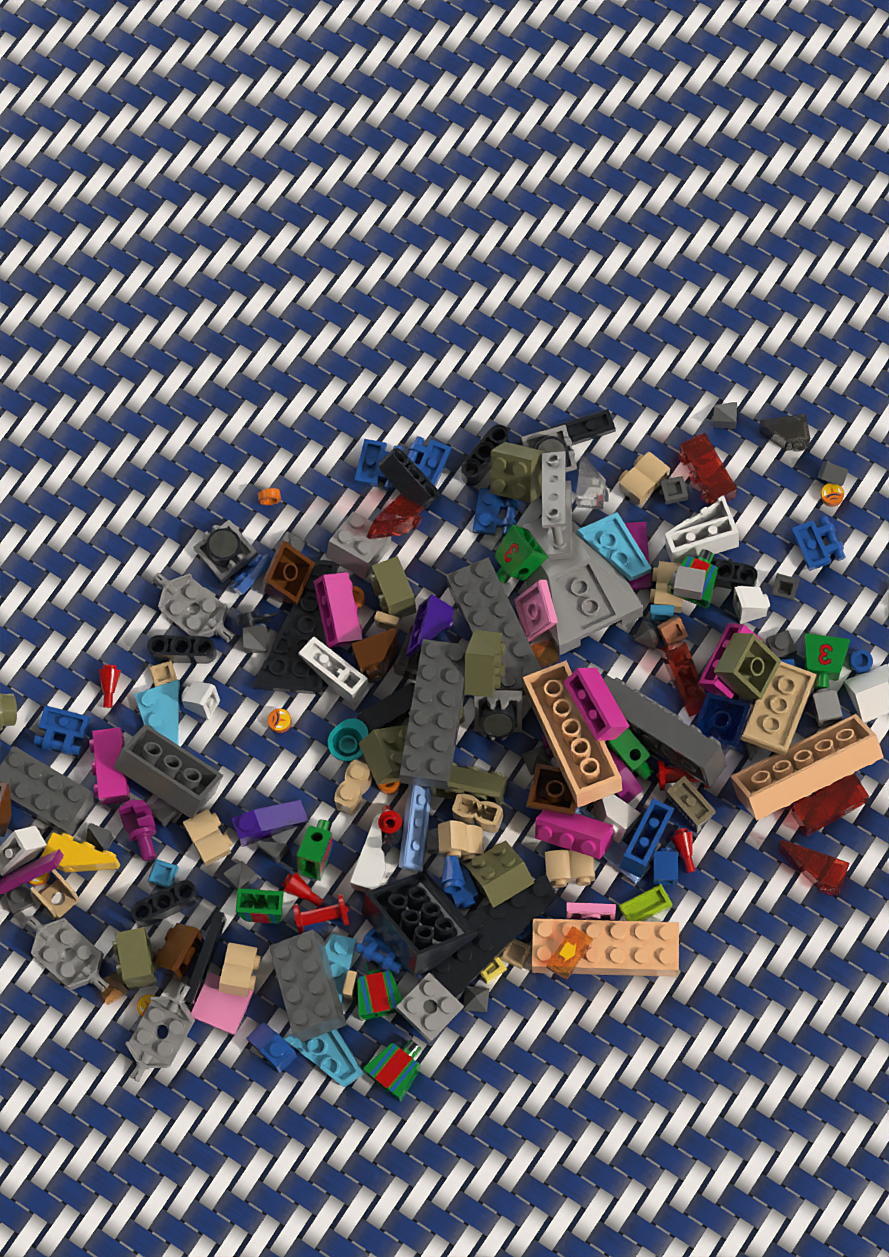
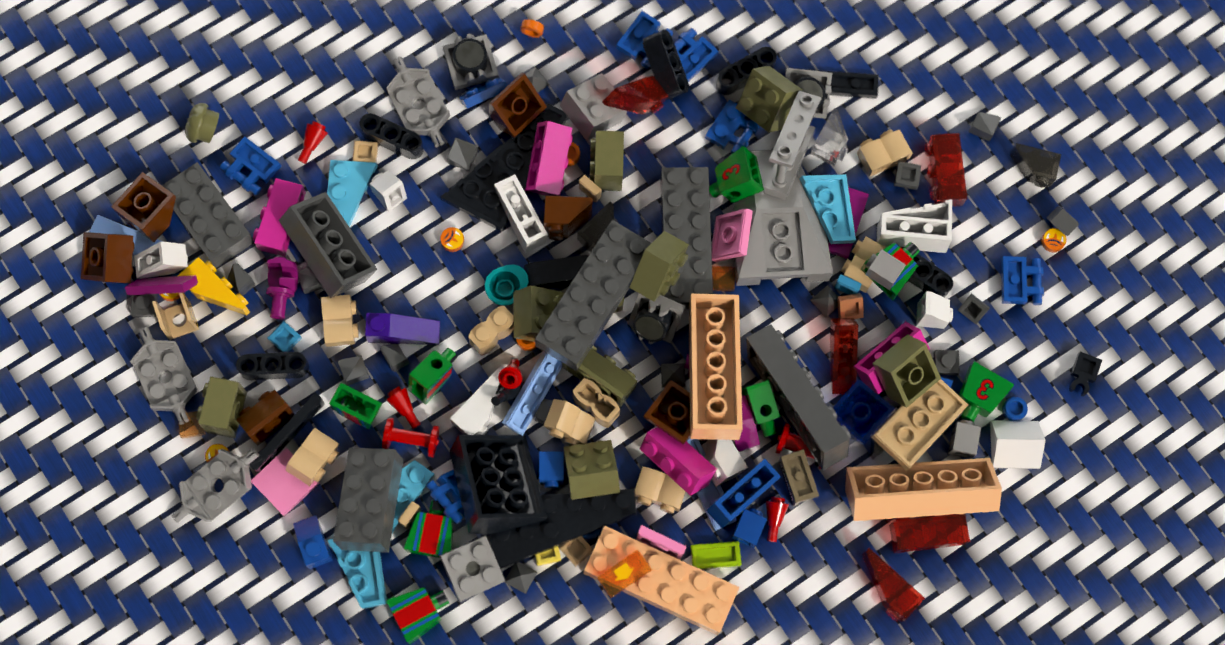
camera: 10 degrees right, 5 degrees up
(250, 619) = (464, 134): black plate -> none
(431, 619) = (630, 204): dark purple slope -> none
(452, 876) = (546, 454): blue cone -> none
(596, 704) = (748, 348): dark pink brick -> none

